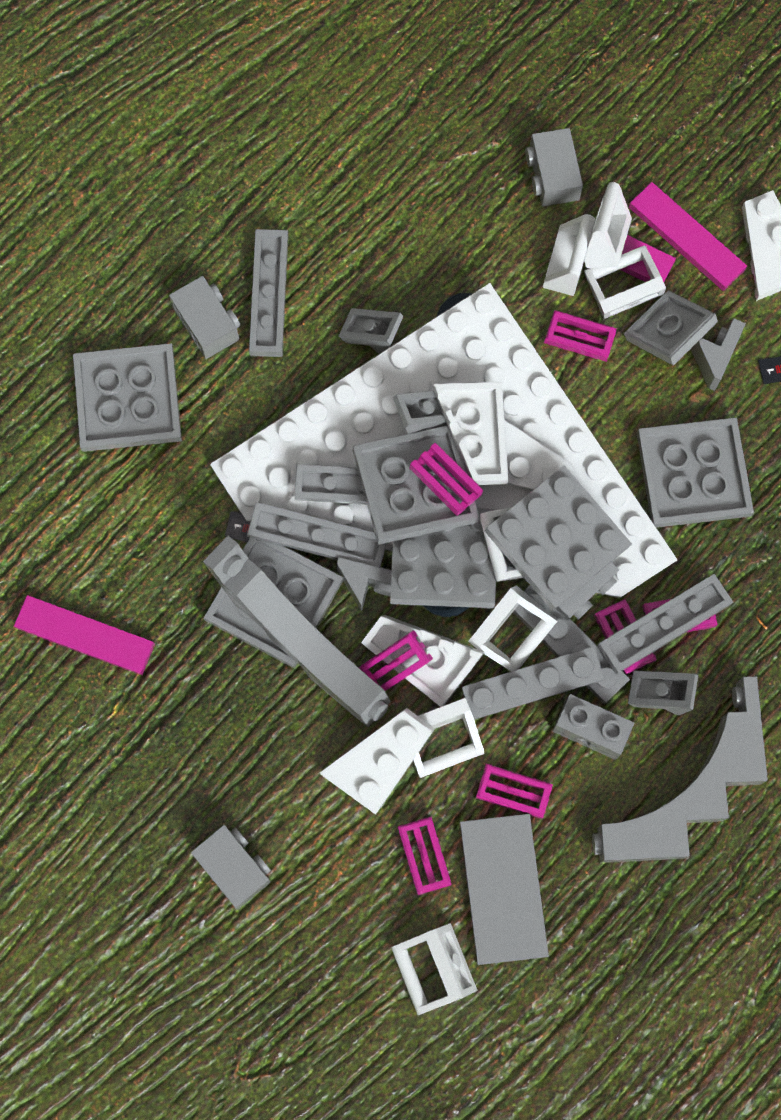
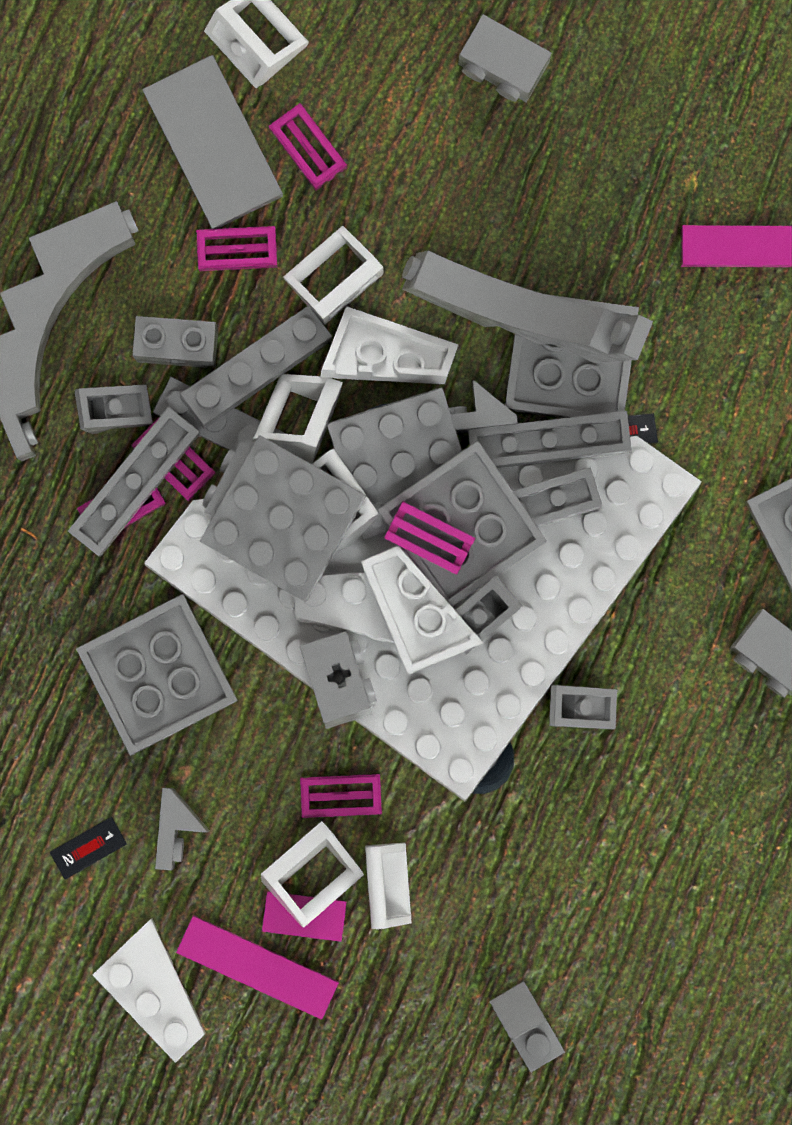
camera: 160 degrees right, 10 degrees up
(268, 293) = (716, 712): light grey plate -> none
(380, 761) = (389, 222): white wing -> none
(416, 648) = (393, 350): dark pink tile -> none
(499, 127) = (527, 1026): none -> light grey slope
(555, 167) = (442, 993): light grey brick -> none
(567, 384) = (336, 703): none -> light grey brick
(609, 230) = (350, 927): white tile -> none
(671, 327) = (239, 836): light grey tile -> none

